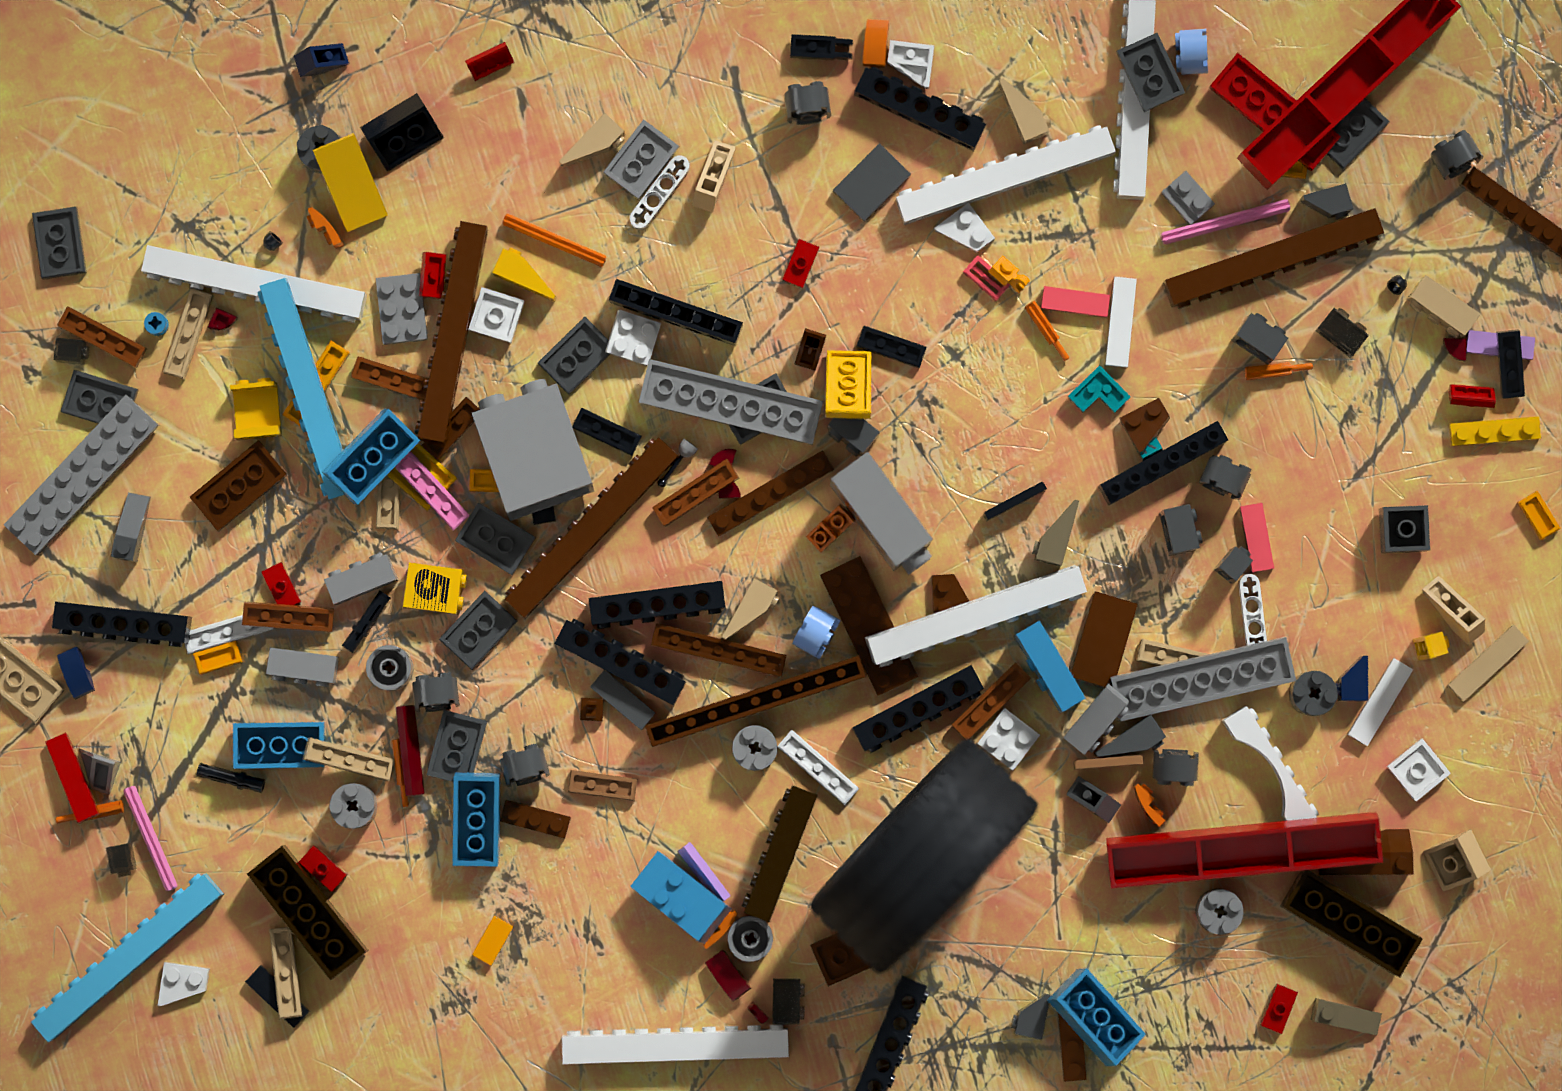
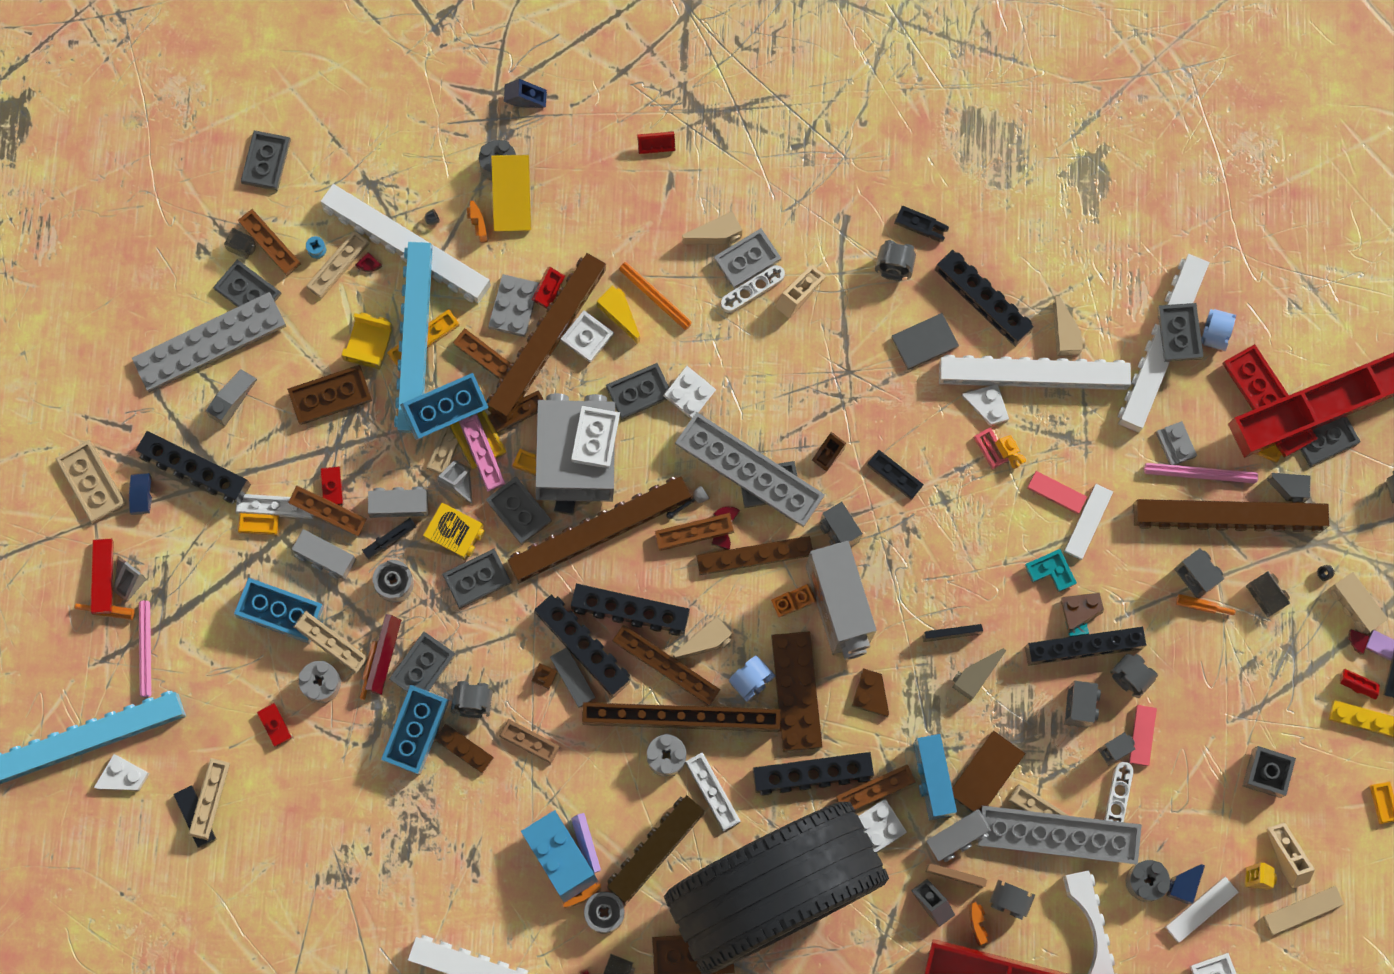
camera: 15 degrees right, 10 degrees down
(121, 859) = (114, 656): clear smoke brick -> none
(240, 780) = (236, 628): black pin -> none
(307, 912) = (247, 755): dark brown brick -> none
(402, 132) = (567, 171): black slope -> none
(415, 529) = (457, 480): none -> light grey slope
(436, 692) = (422, 614): dark grey brick -> none
(492, 940) = (390, 836): light orange tile -> none
(551, 433) = (595, 437): none -> white plate
(606, 431) = (640, 459): black tile -> none
(675, 312) = (731, 384): black brick -> none
(727, 975) = (573, 937): dark red slope -> none
(800, 263) = (845, 383): red plate -> none
(848, 384) = (850, 488): yellow tile -> none
(876, 43) = (966, 235): orange slope -> none
(912, 60) = (990, 259): white wing -> none
(976, 614) = (888, 712): white brick -> none
(1045, 328) = (1025, 504): orange axle -> none
(1140, 737) = (988, 865): dark grey slope -> none

